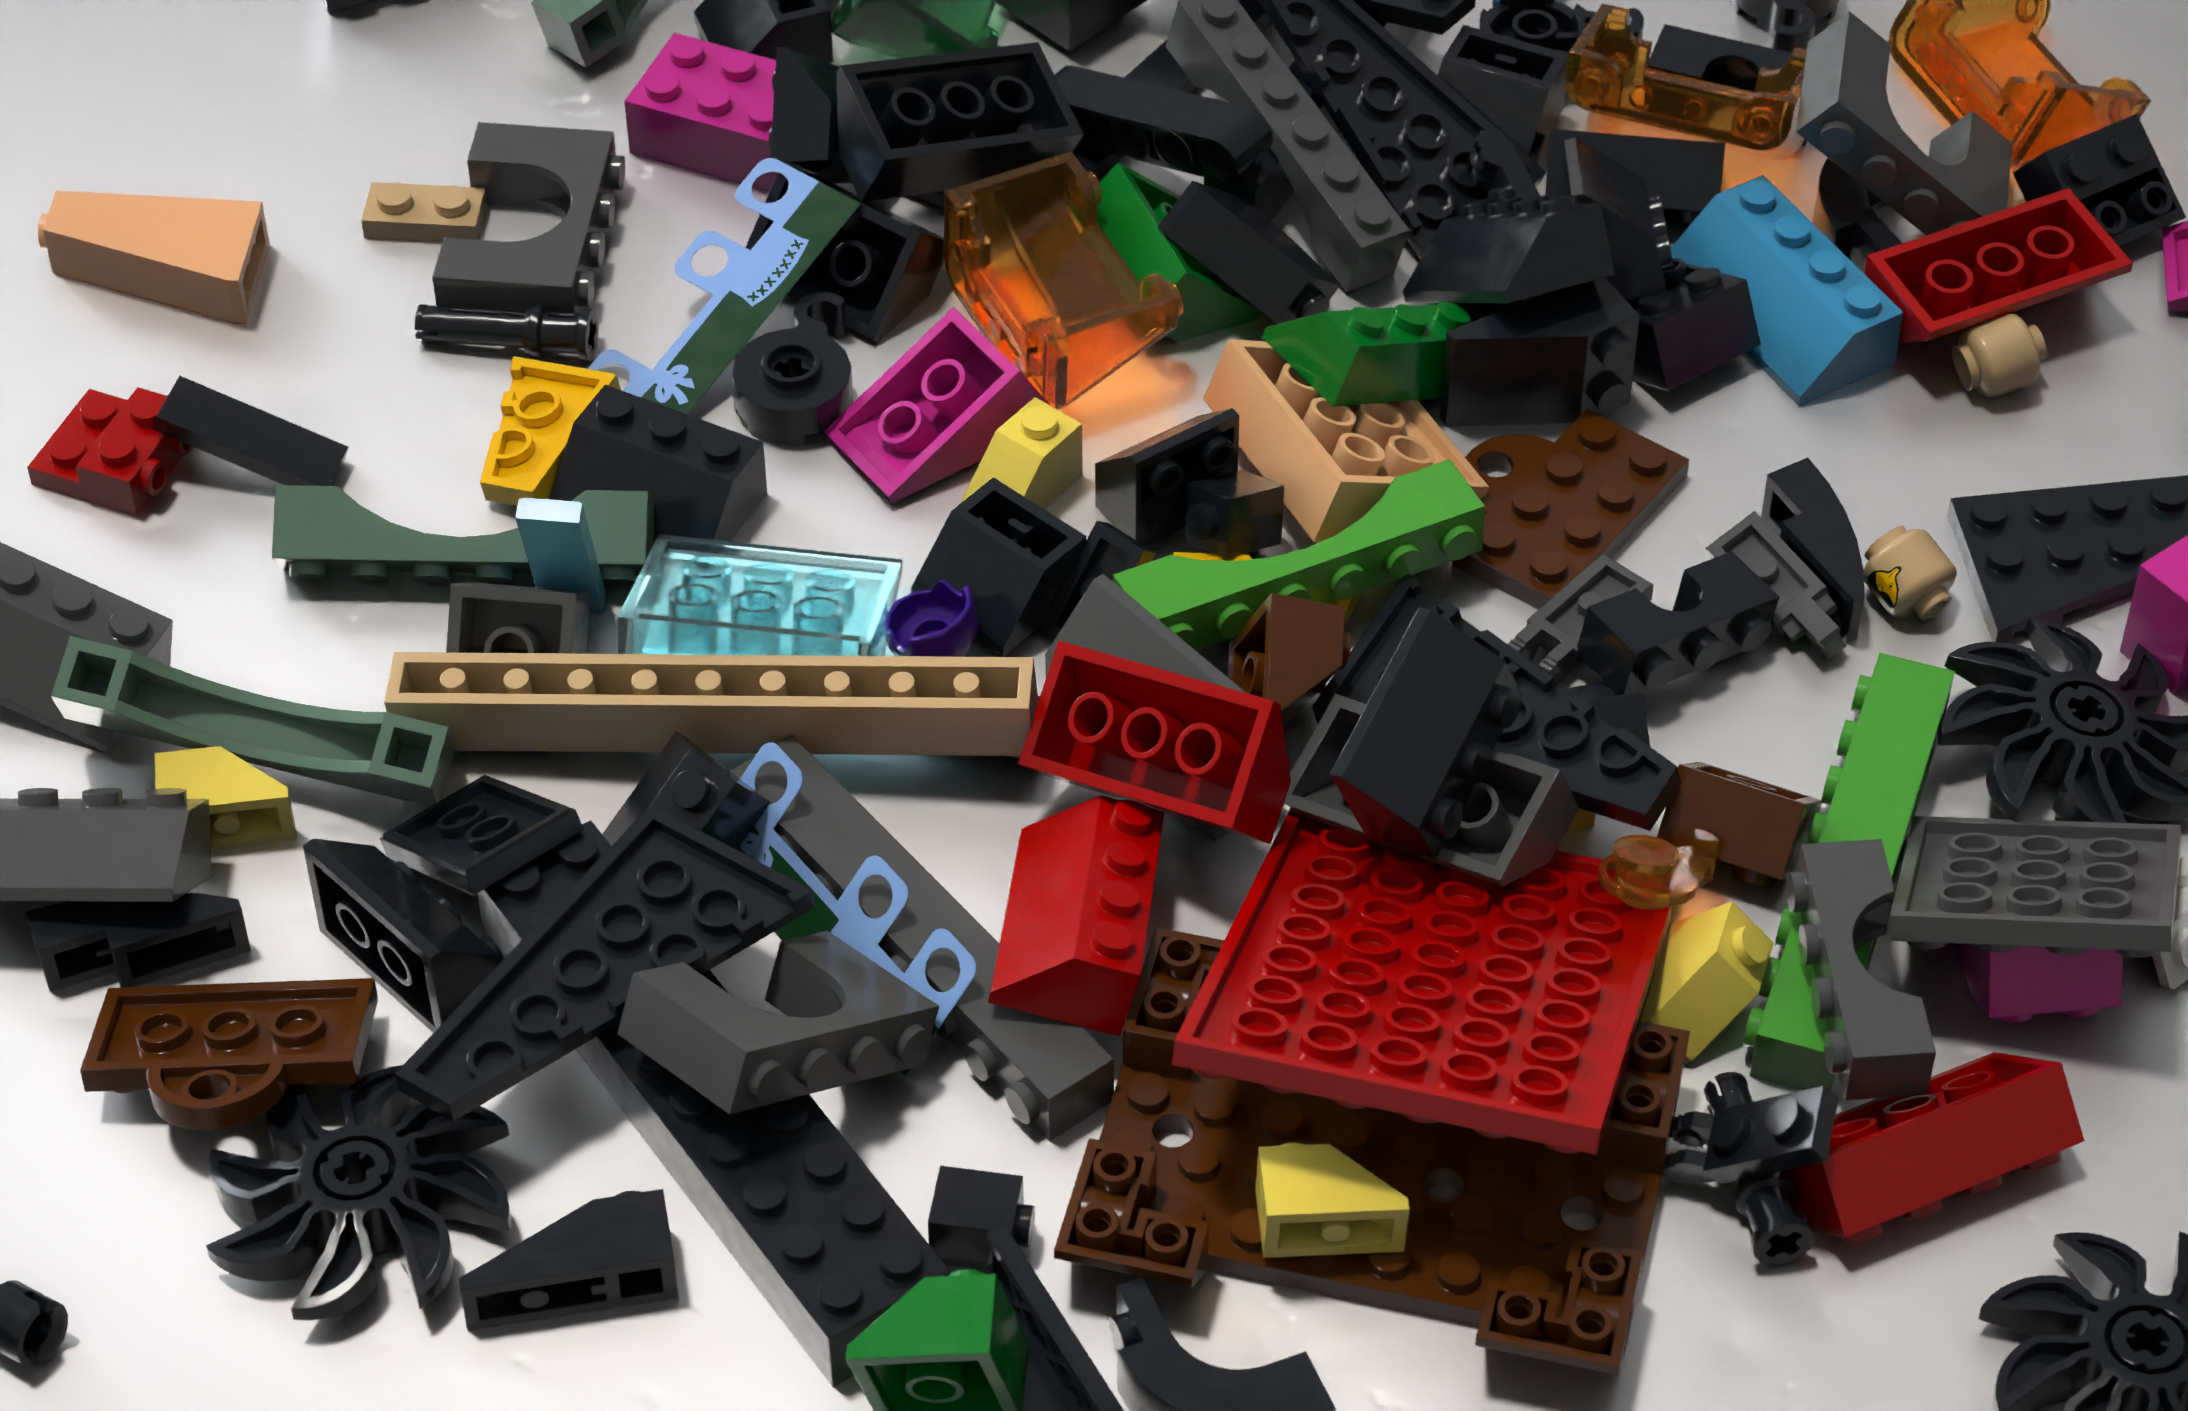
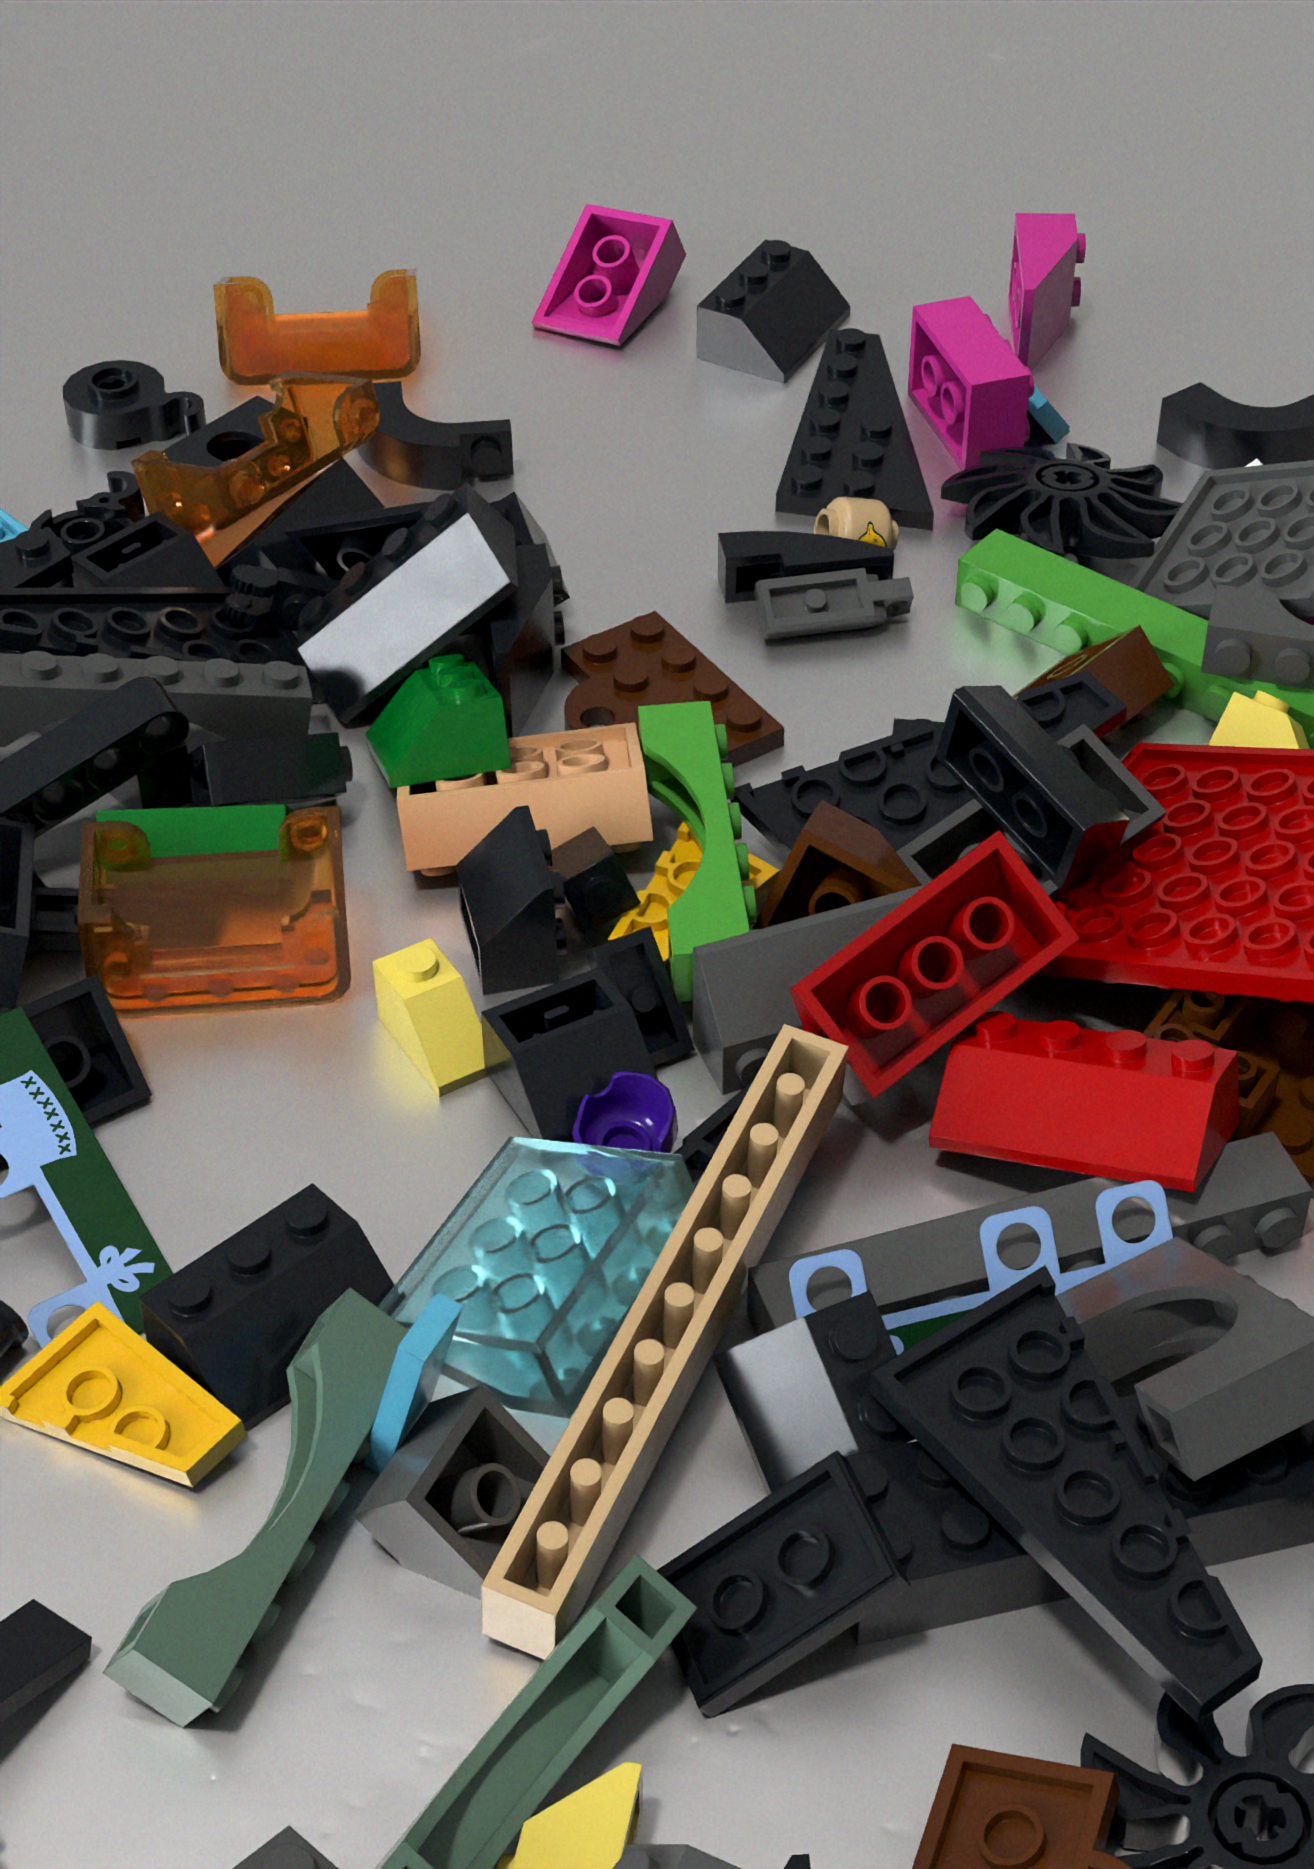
camera: 70 degrees left, 5 degrees down
(397, 929) = (895, 1702): black slope -> none
(795, 377) = (182, 1159): black piece -> none
(932, 409) = (310, 1058): dark pink slope -> none
(1561, 619) = (808, 714): dark grey hinge -> none
(1655, 872) = (1166, 734): clear orange piece -> none
(1716, 615) = (874, 665): black arch -> none
(1811, 304) = (551, 477): dark azure slope -> none
(1851, 123) = (403, 365): dark grey arch -> none
(1995, 265) = (565, 394): red slope -> none
(1999, 356) = (639, 422): tan head -> none
(2112, 176) = (485, 324): black slope -> none

